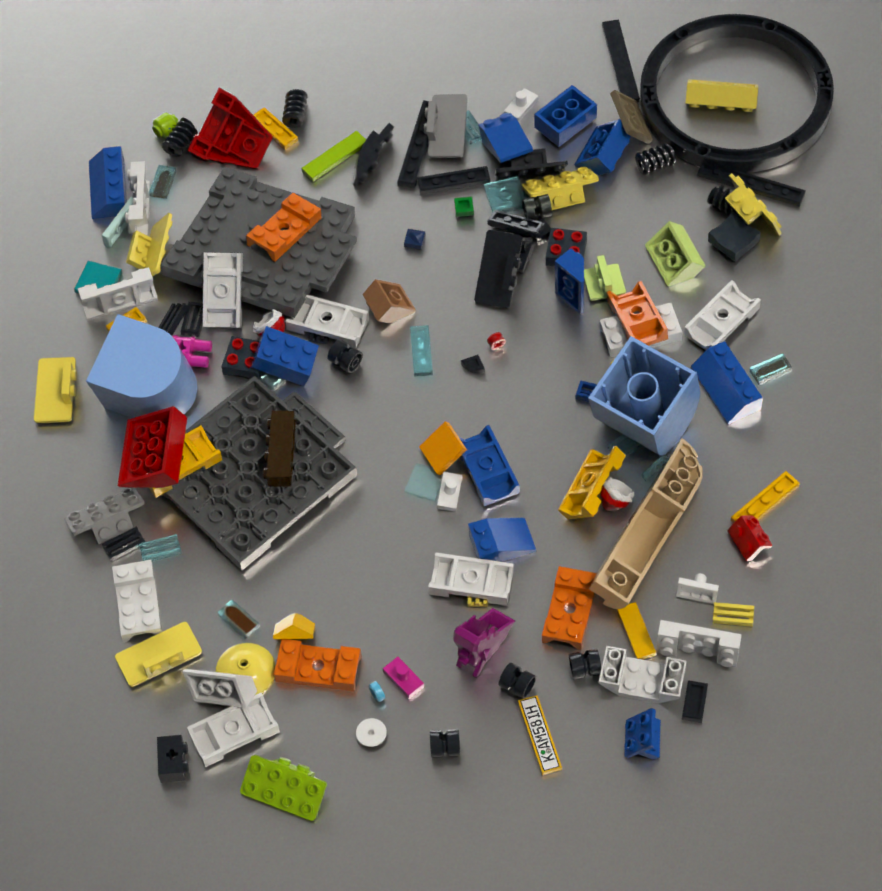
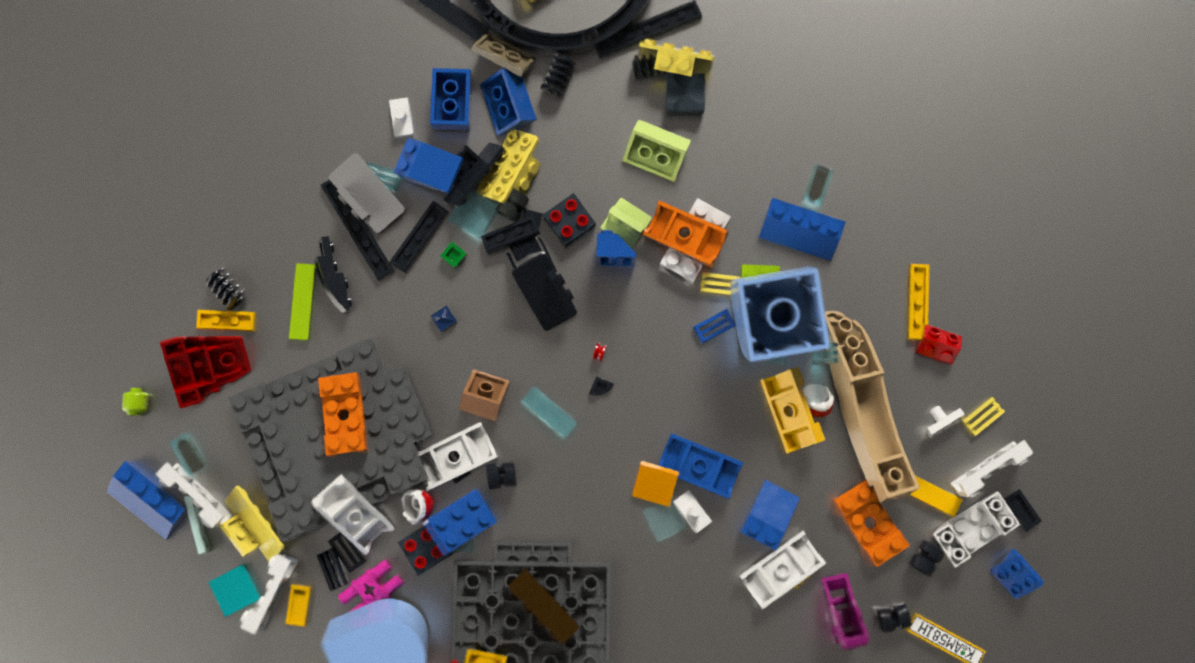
camera: 50 degrees left, 25 degrees up
(179, 137) = (161, 403): black piece -> none
(710, 329) = (745, 194): white piece -> none

